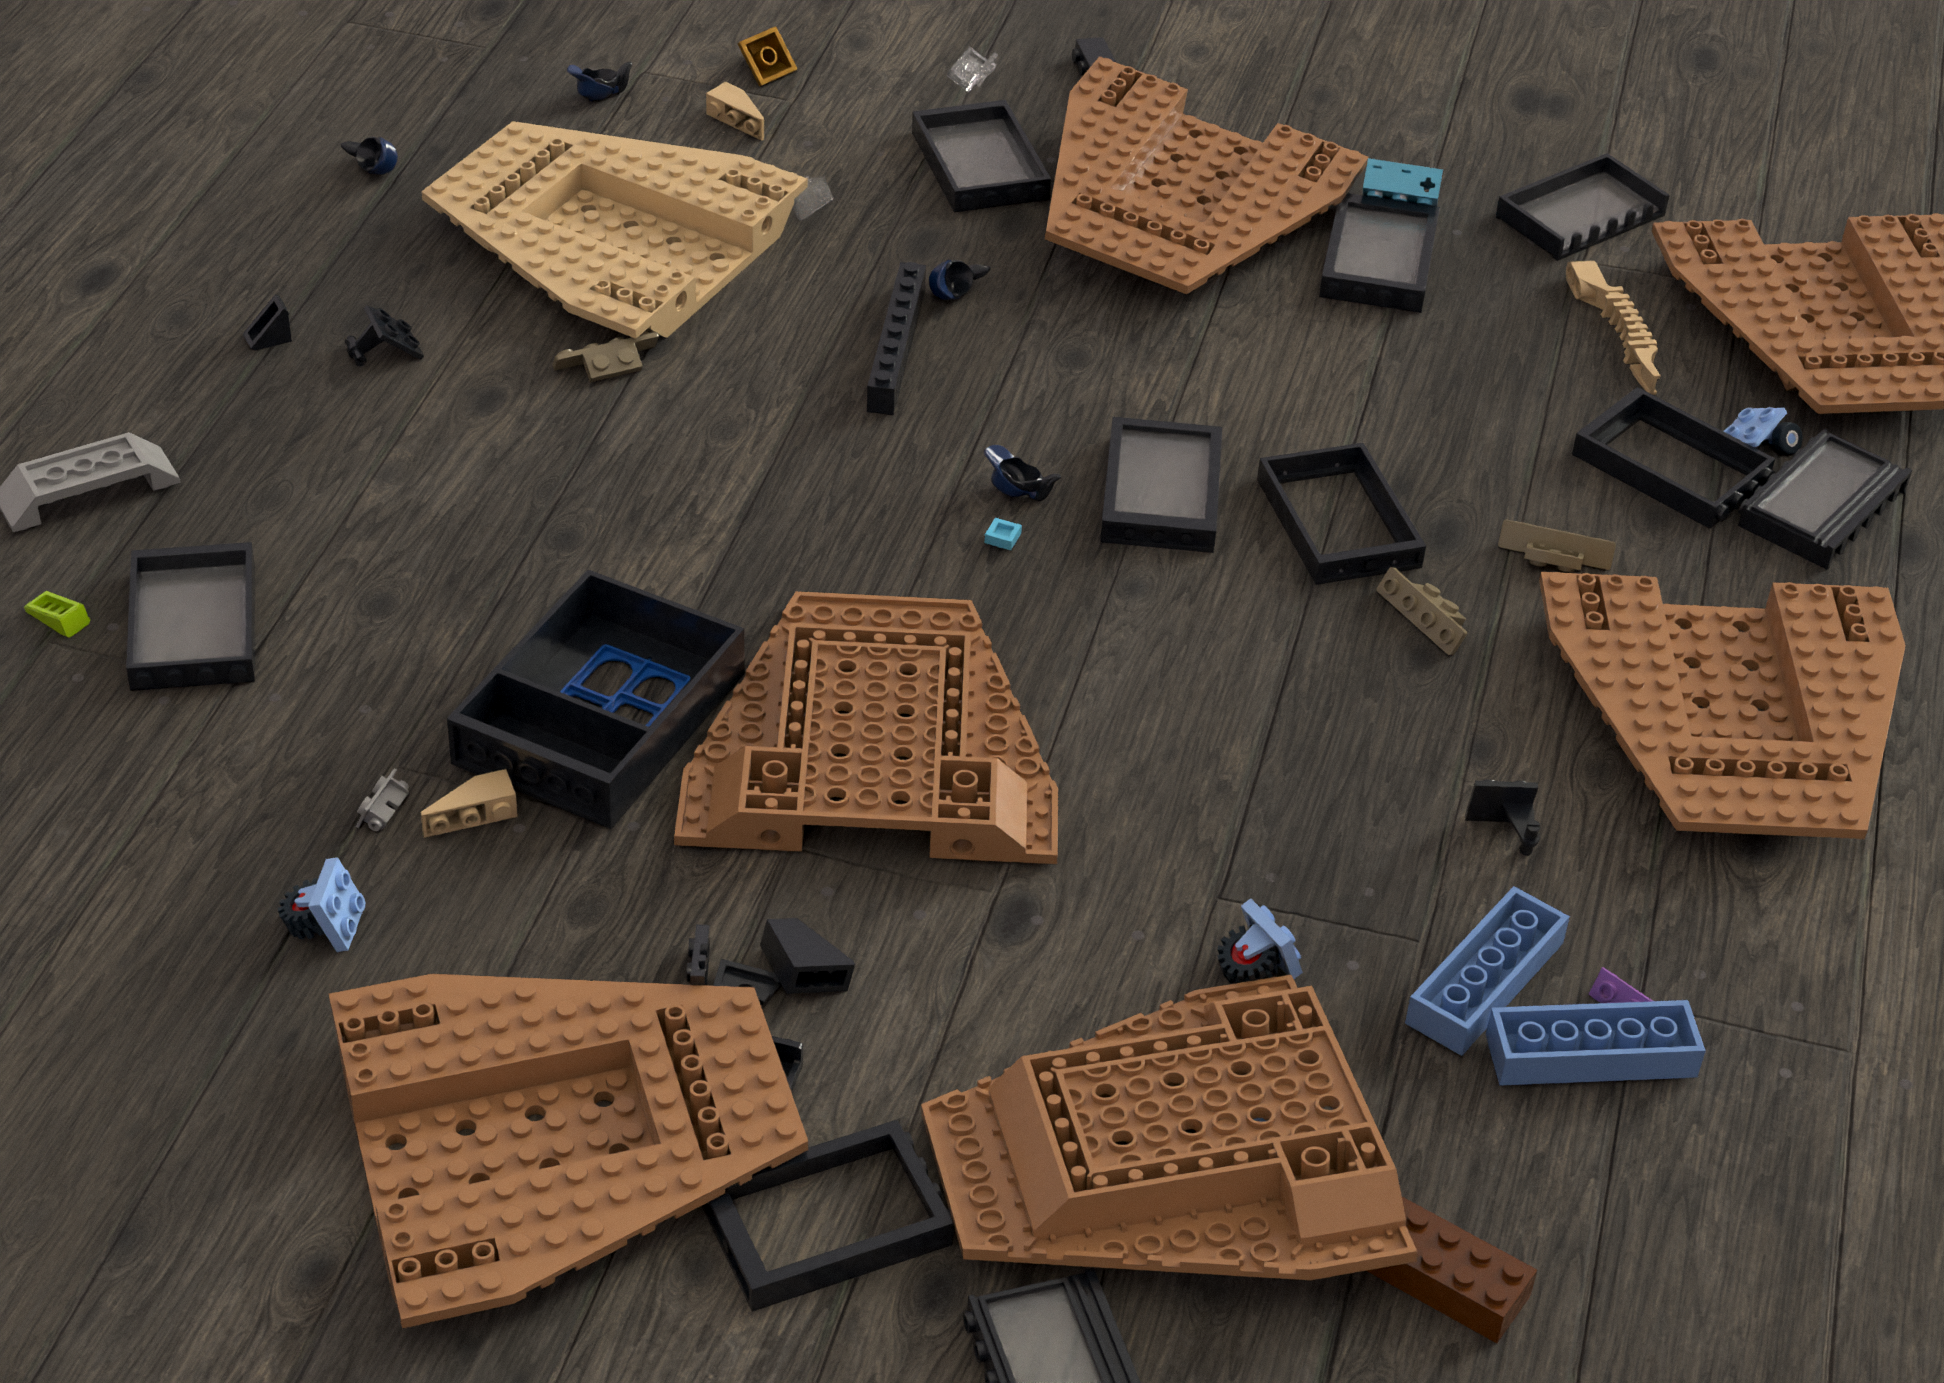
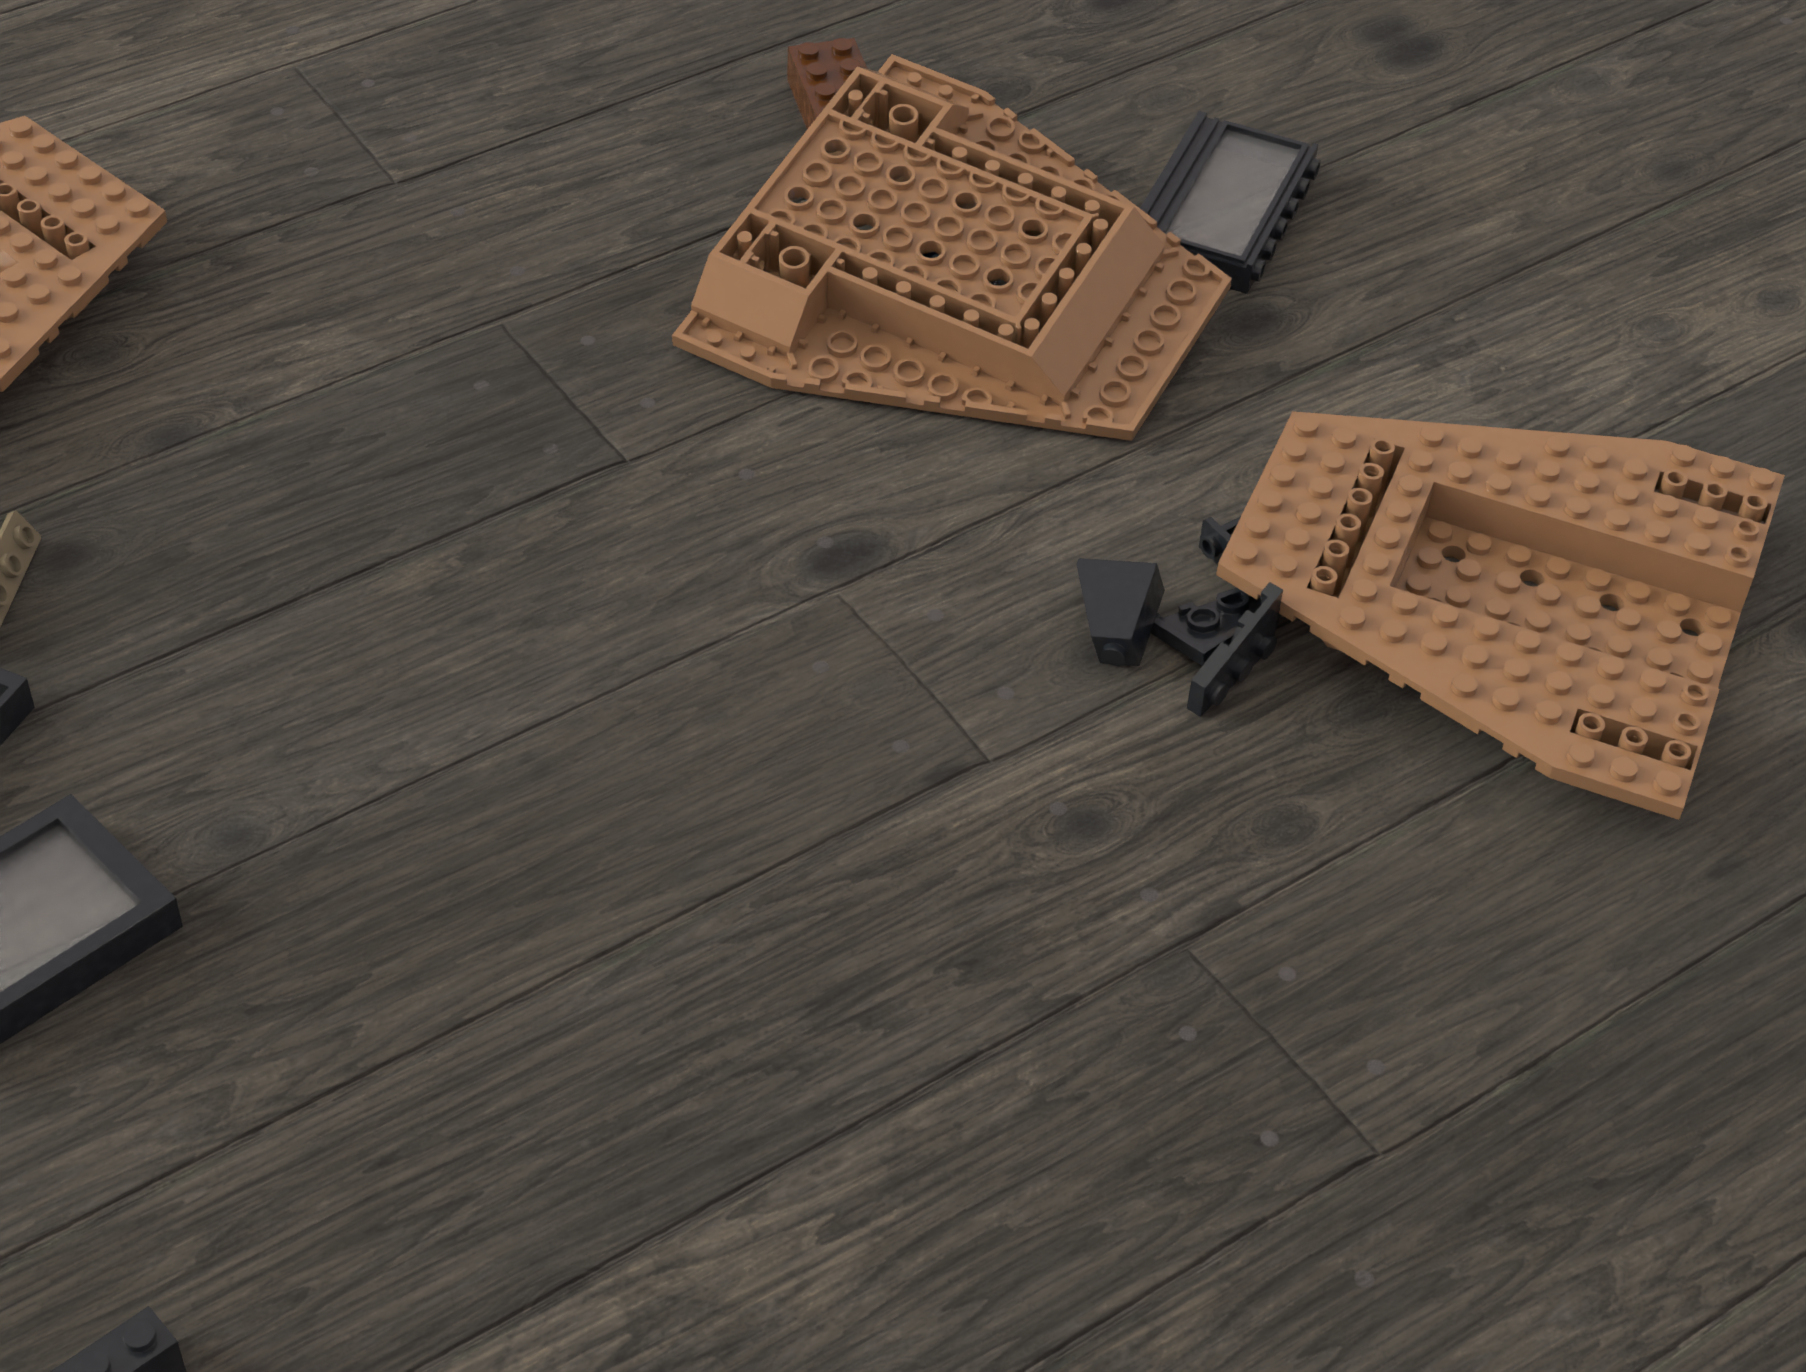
camera: 140 degrees left, 5 degrees up
(324, 906) = (1615, 963): light blue plate -> none
(375, 810) = (1450, 1092): light grey hinge -> none
(474, 803) = (1332, 1010): tan slope -> none
(584, 753) = (1160, 981): black panel -> none
(844, 1263) = (1259, 436): black window -> none
(970, 750) = (691, 943): medium nougat wing -> none
(1003, 534) = (295, 994): medium azure plate -> none
(1016, 477) = (170, 1050): hair -> none
(1259, 950) = (676, 363): plate -> none
(1486, 970) = (500, 239): medium blue brick -> none
(1507, 803) = (270, 335): black plate -> none
(1594, 1042) = (502, 149): medium blue brick -> none
(1611, 989) = (411, 176): medium lavender hinge -> none

